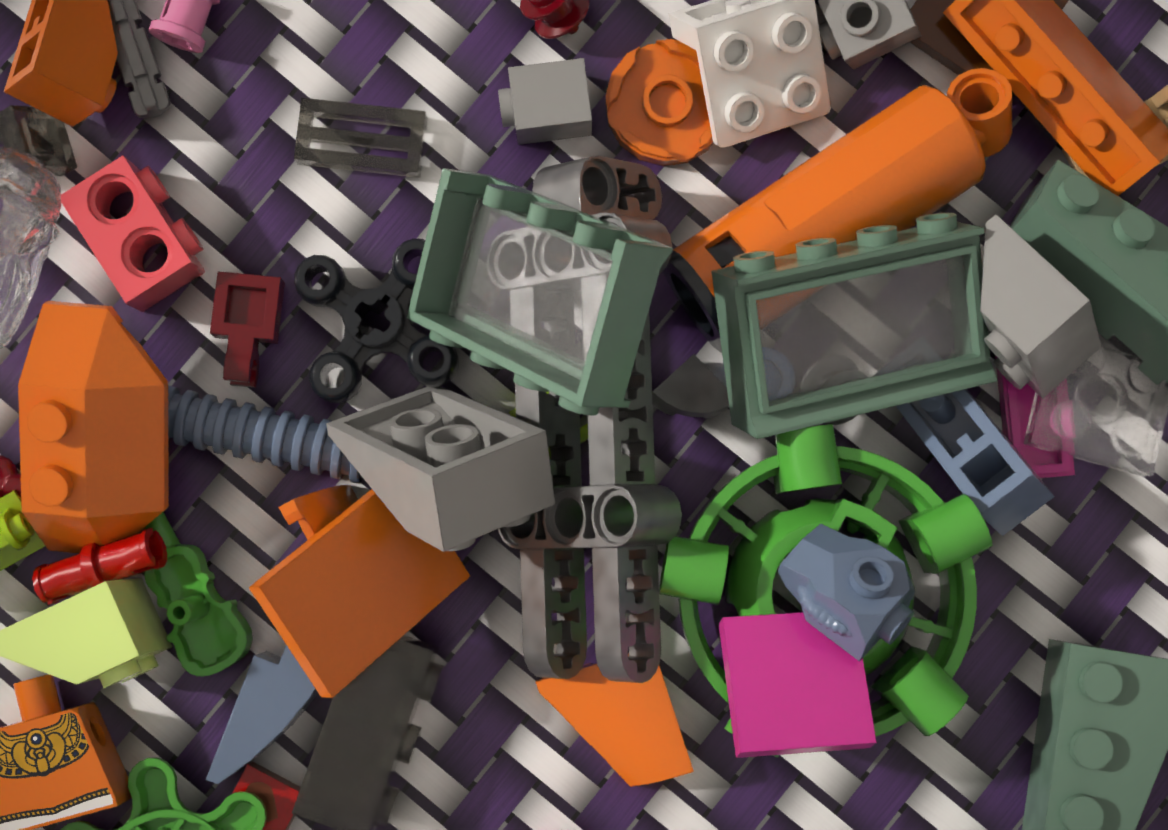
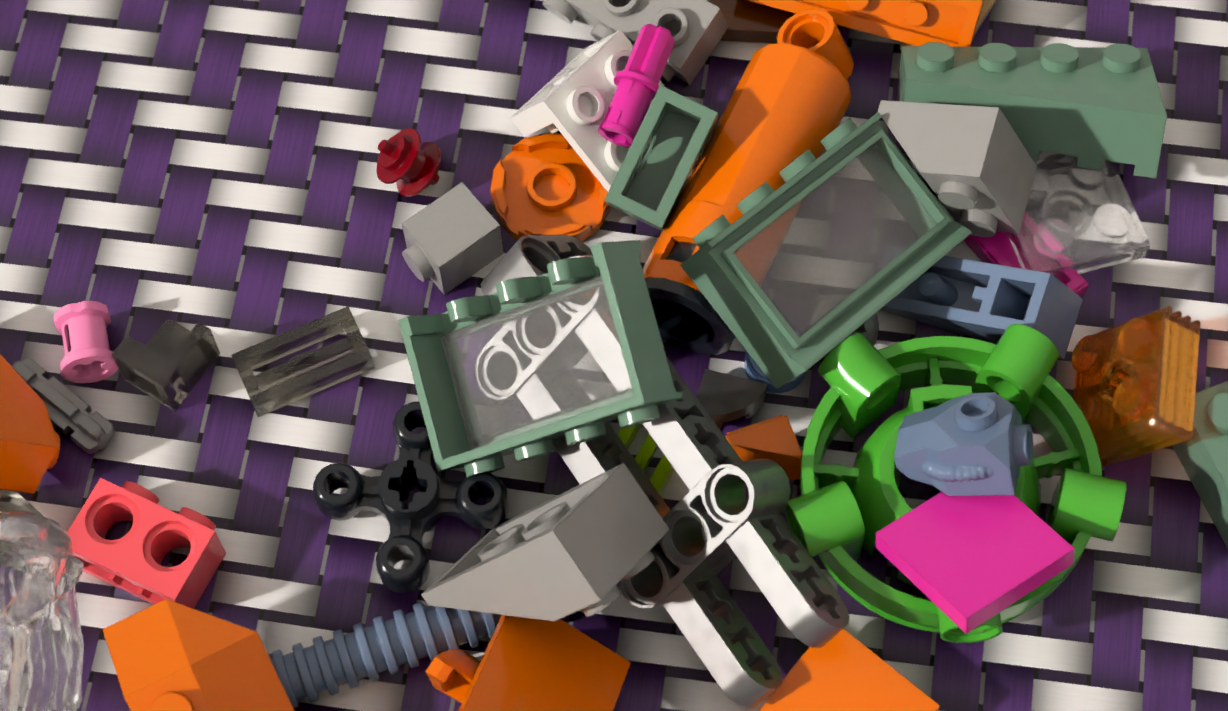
camera: 30 degrees left, 20 degrees down
(246, 71) = (169, 362): none -> clear smoke panel
(246, 313) = (290, 560): dark red plate -> none
(698, 458) = (769, 440): none -> orange slope
(739, 163) = (679, 138): none -> sand green brick
(791, 60) = (637, 85): none -> dark pink axle
(1046, 604) = (1138, 384): none -> clear orange brick

